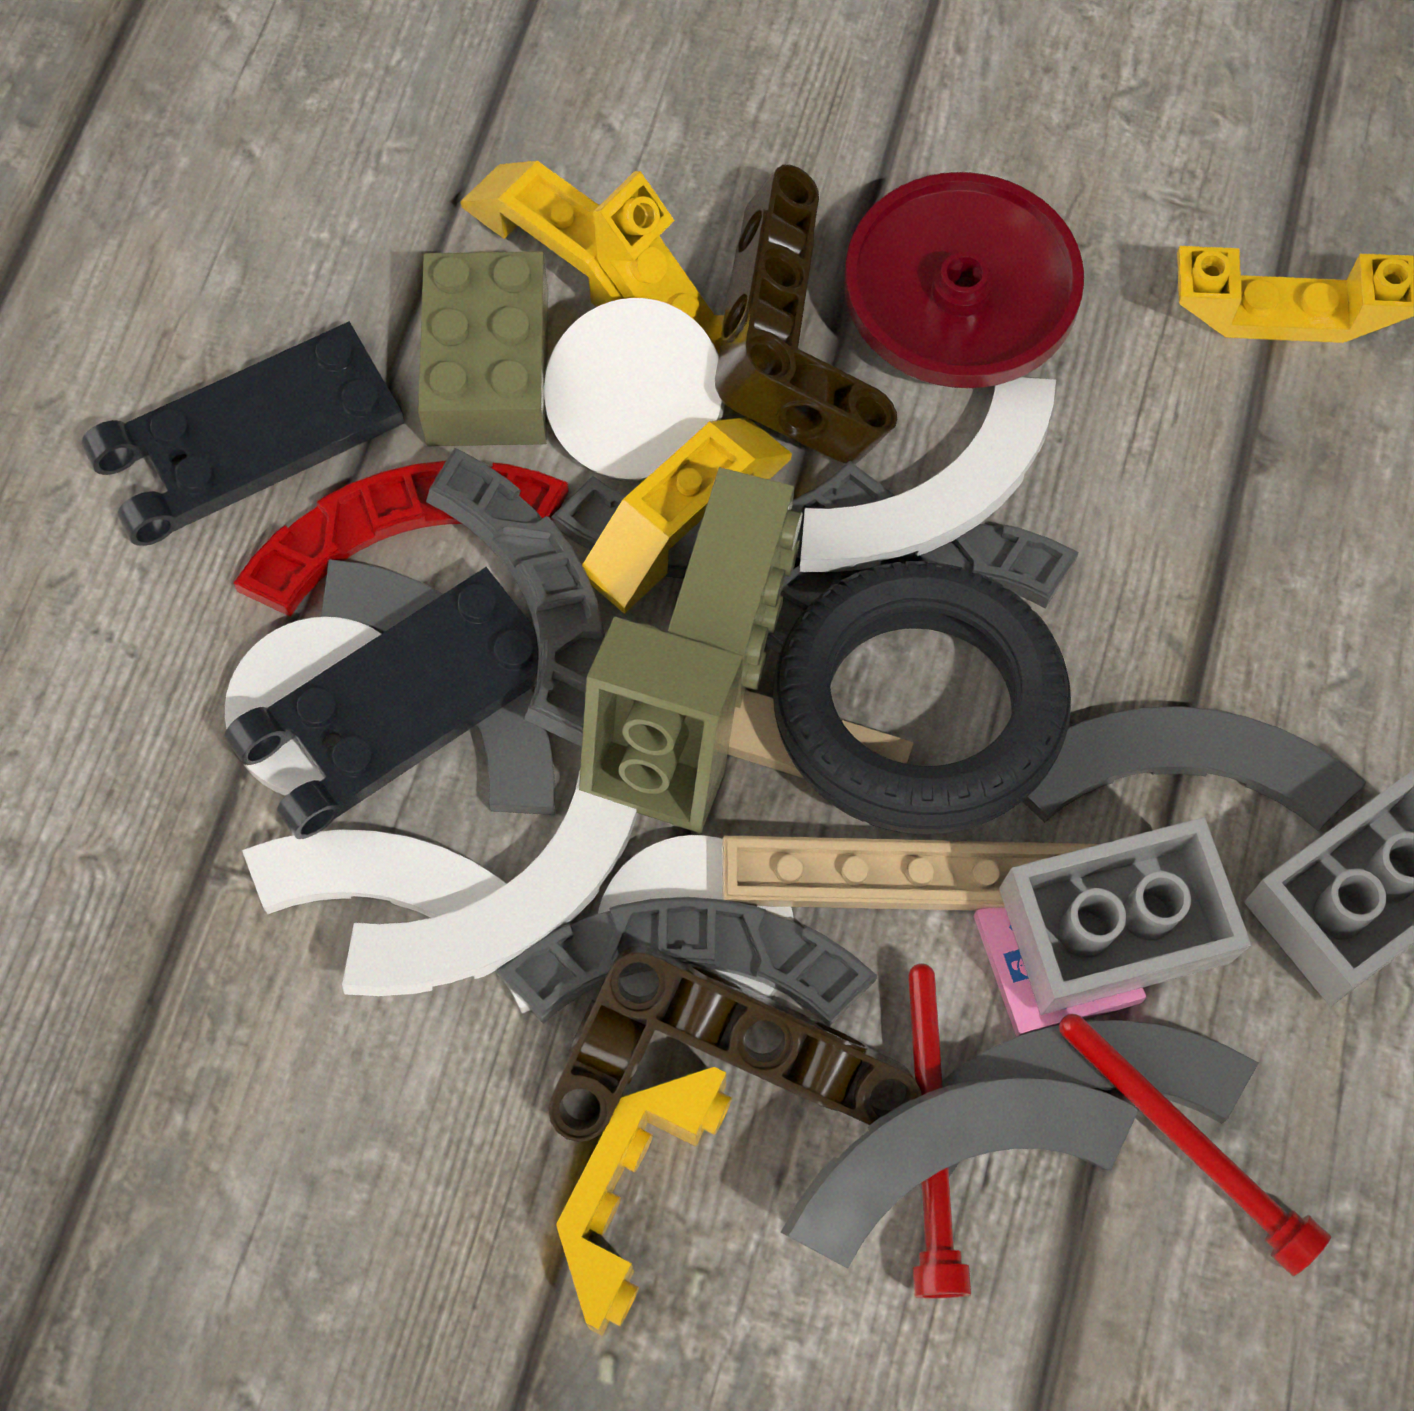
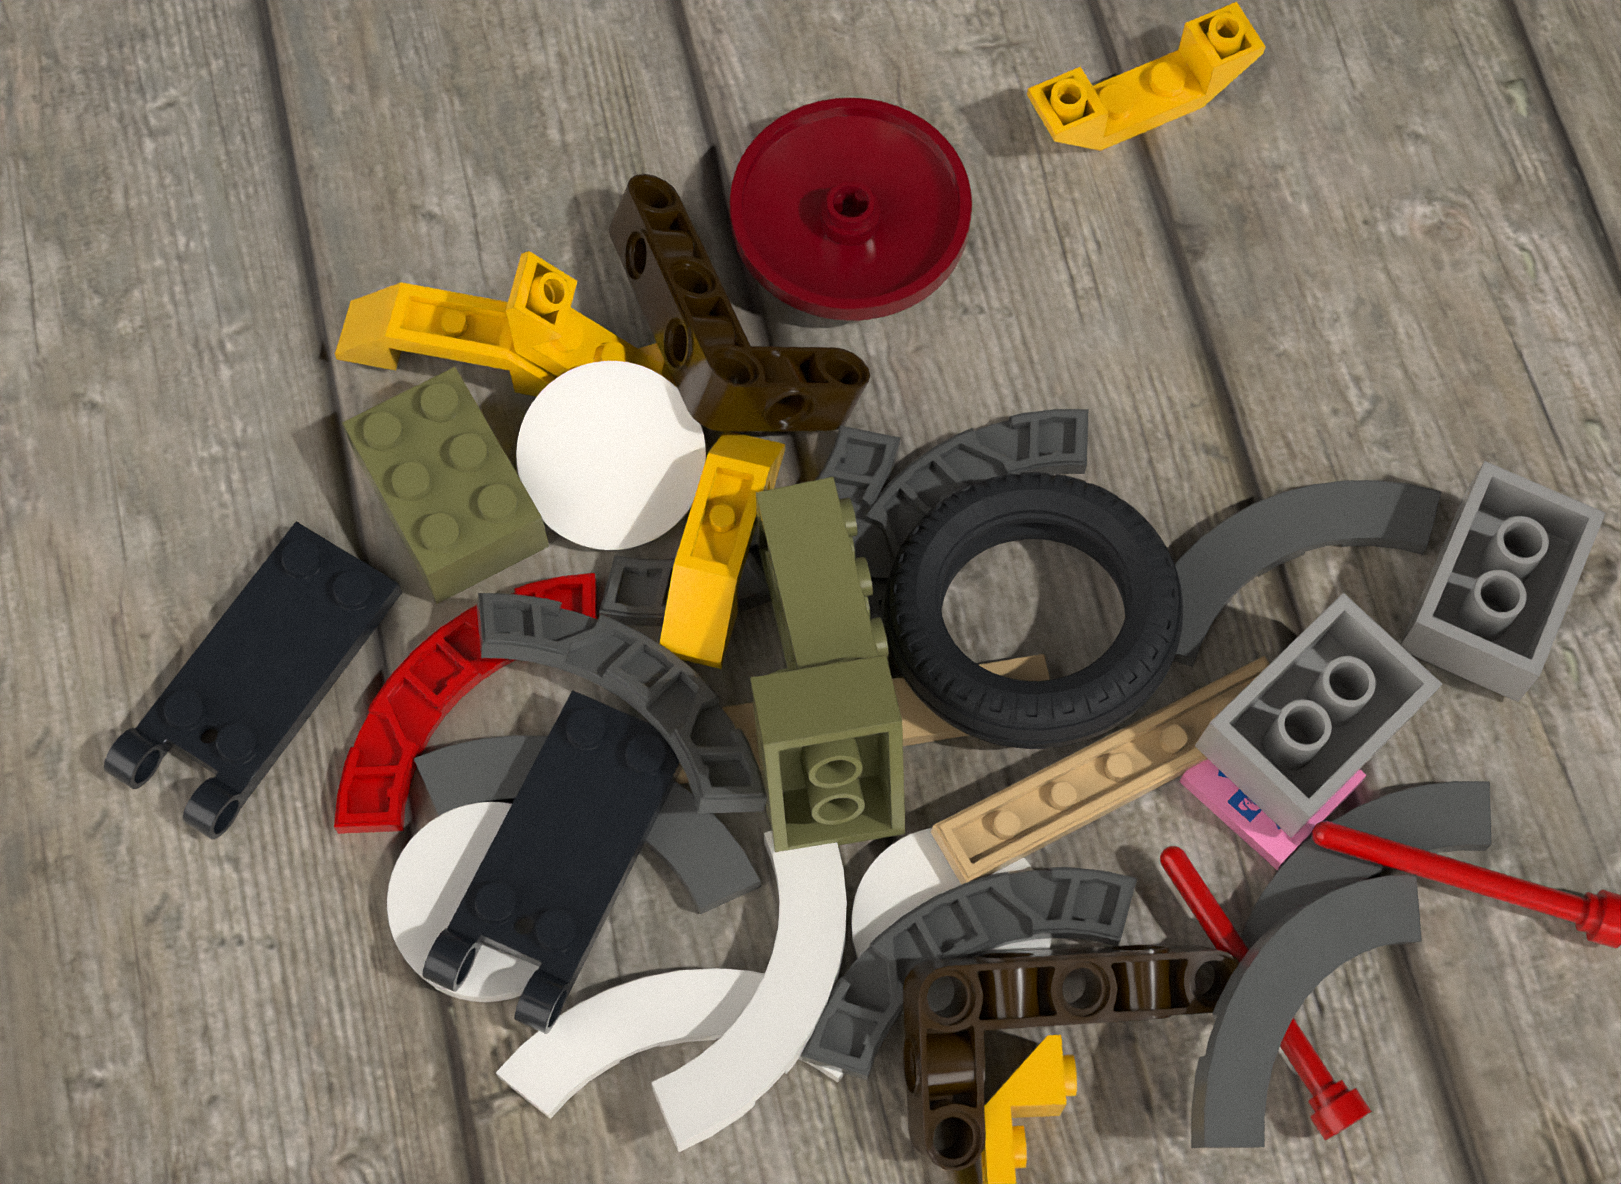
camera: 30 degrees left, 0 degrees up
(947, 502) = (952, 421): white tile -> none

